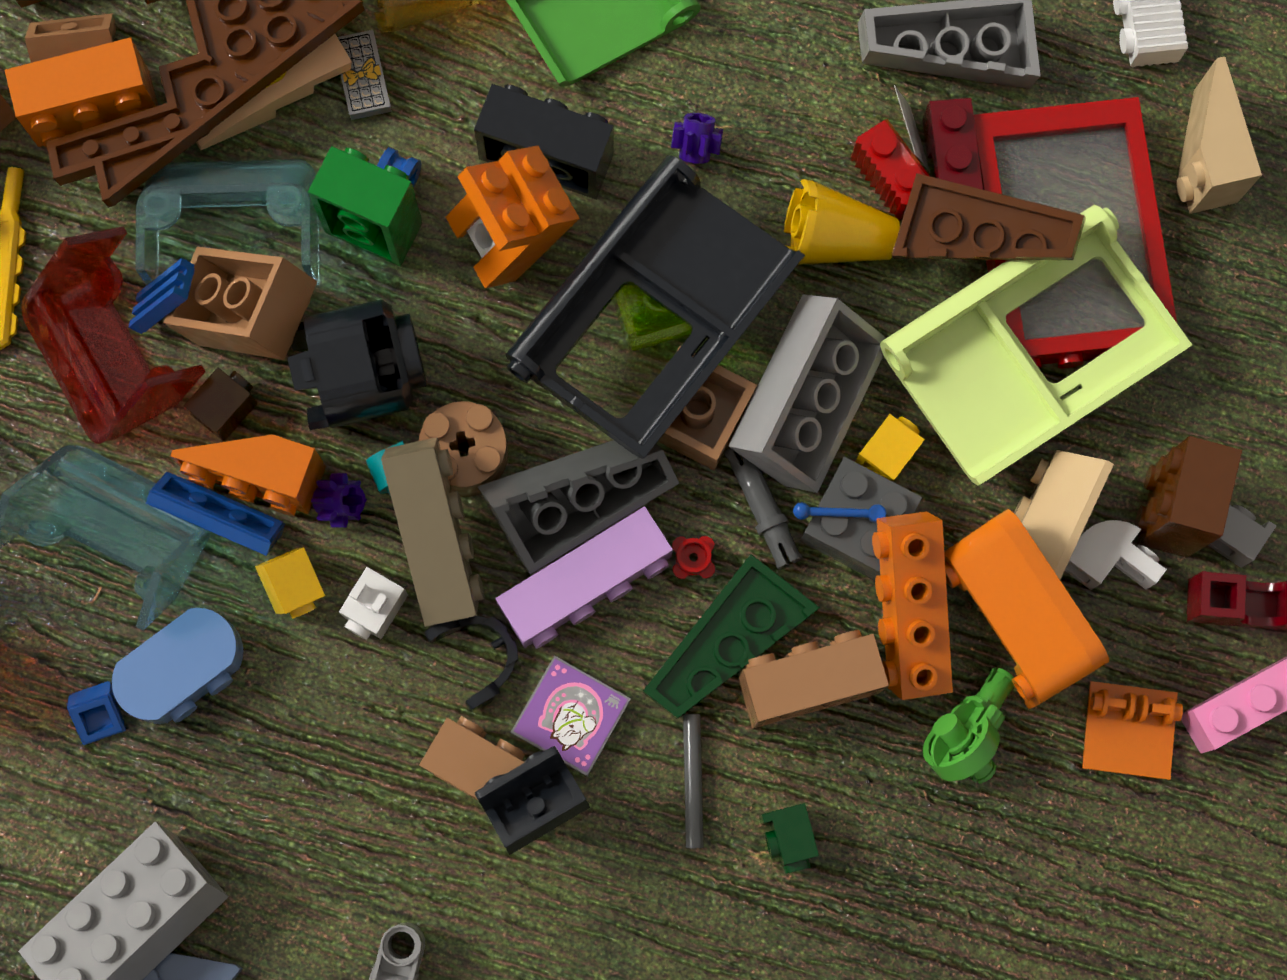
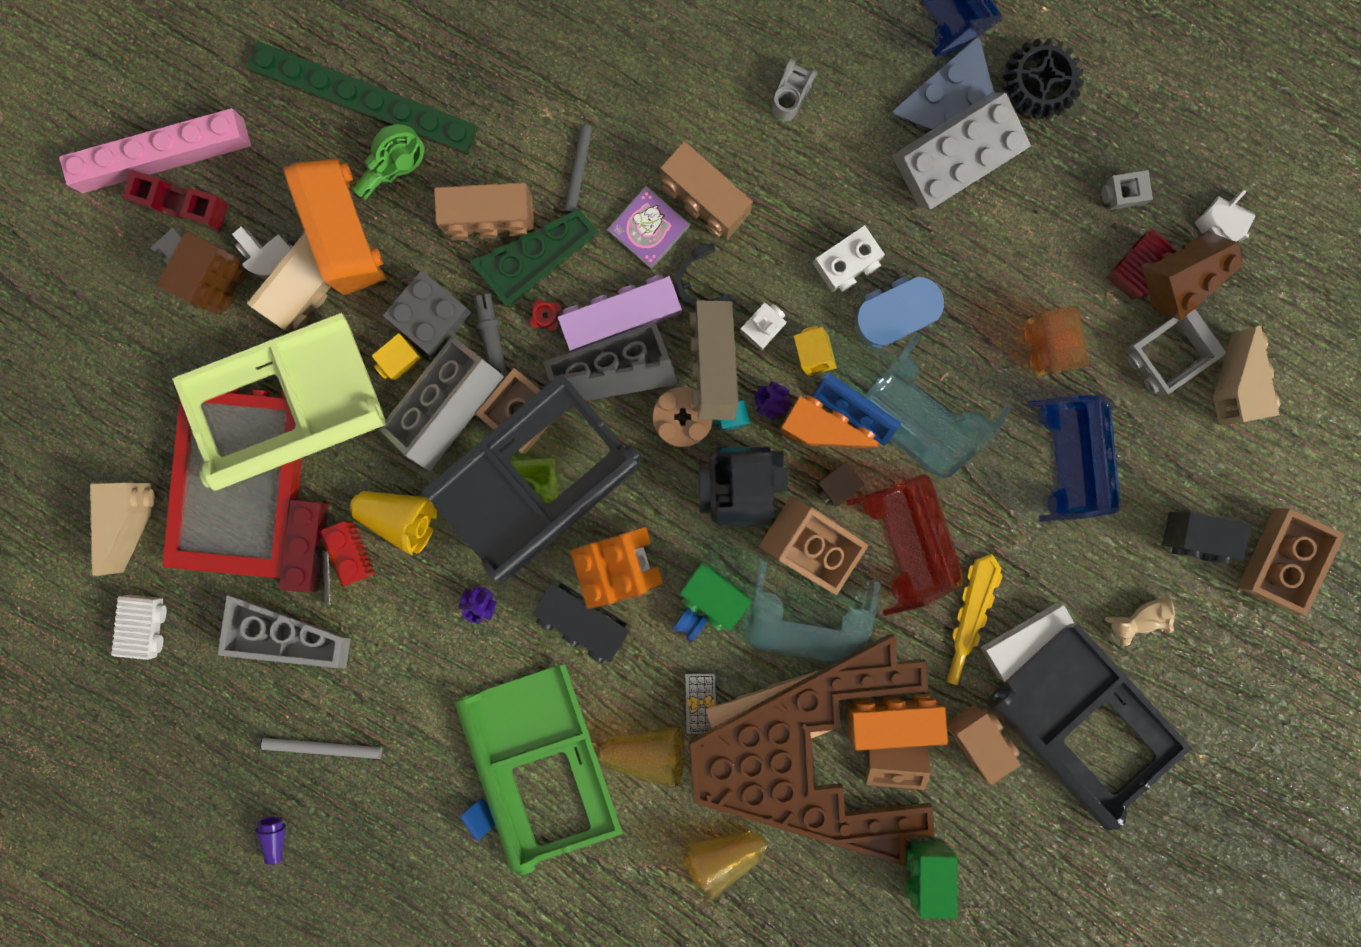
camera: 160 degrees left, 10 degrees up
(95, 713) = (957, 296): blue slope -> none
(162, 296) = (865, 570): blue tile -> none
(264, 728) = (849, 259): none -> white brick
(531, 799) = (683, 158): black bracket -> none
(790, 837) = (523, 118): dark green brick -> none
(802, 511) = (416, 308): blue hinge -> none
(913, 604) = (405, 244): orange brick -> none
(978, 224) = (300, 492): reddish brown wing -> none
(1035, 819) = (361, 97): none -> dark green plate
(1130, 730) = (283, 138): orange hinge -> none

